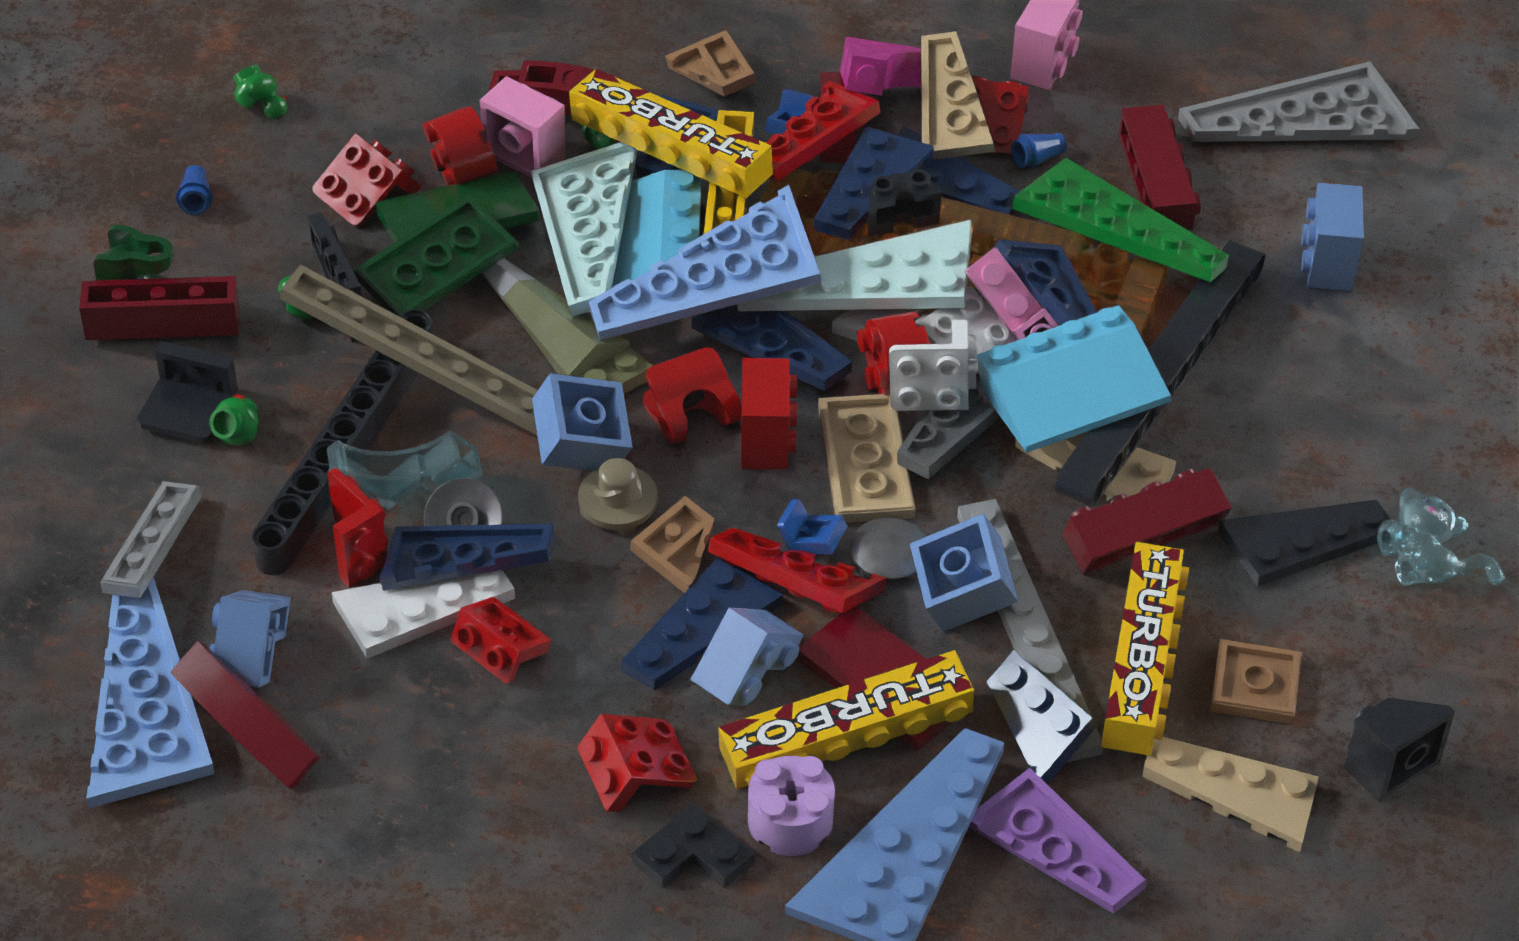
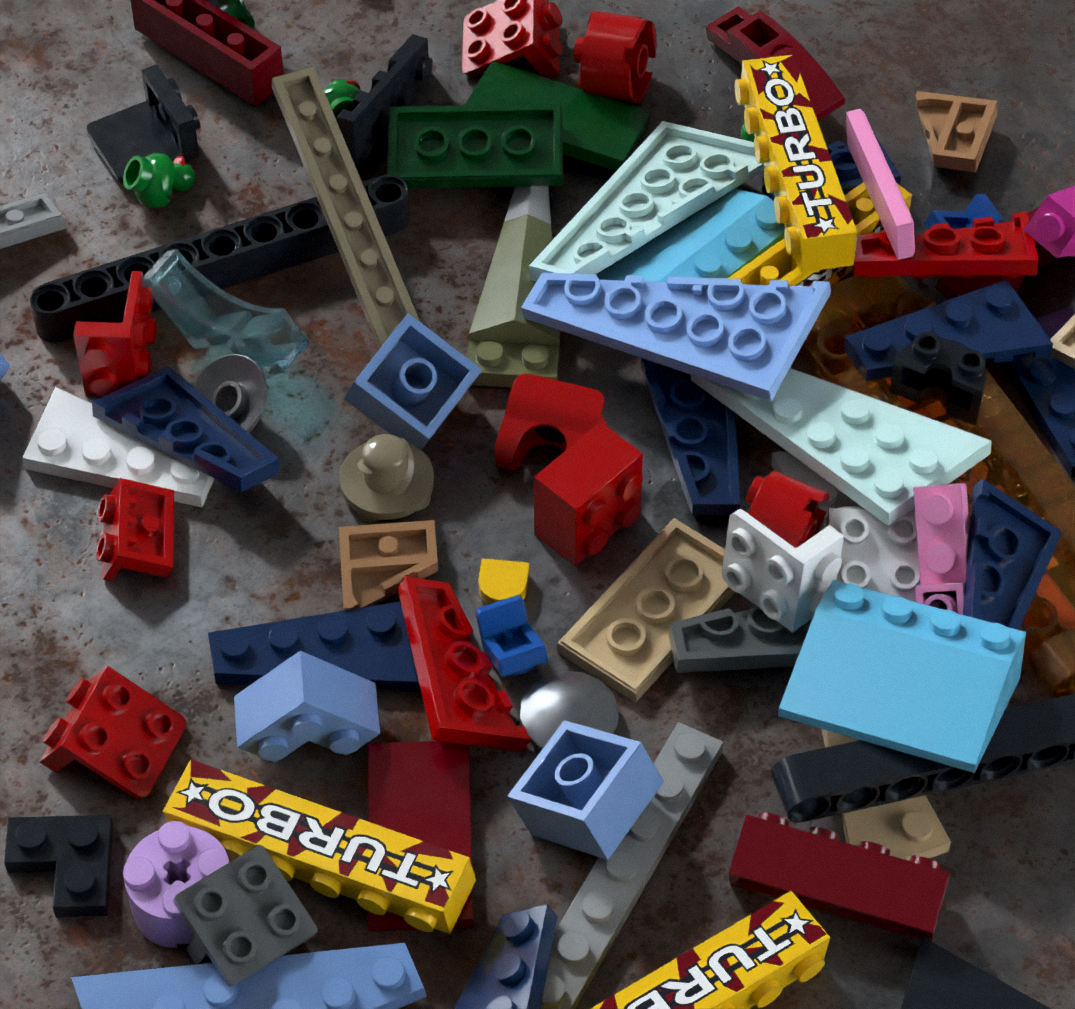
camera: 45 degrees right, 5 degrees up
(523, 126) = (690, 71): bright pink brick -> none
(740, 113) = (880, 184): none -> bright pink tile
(760, 506) = (502, 580): none -> yellow tile
(859, 786) = (243, 916): none -> dark grey bracket

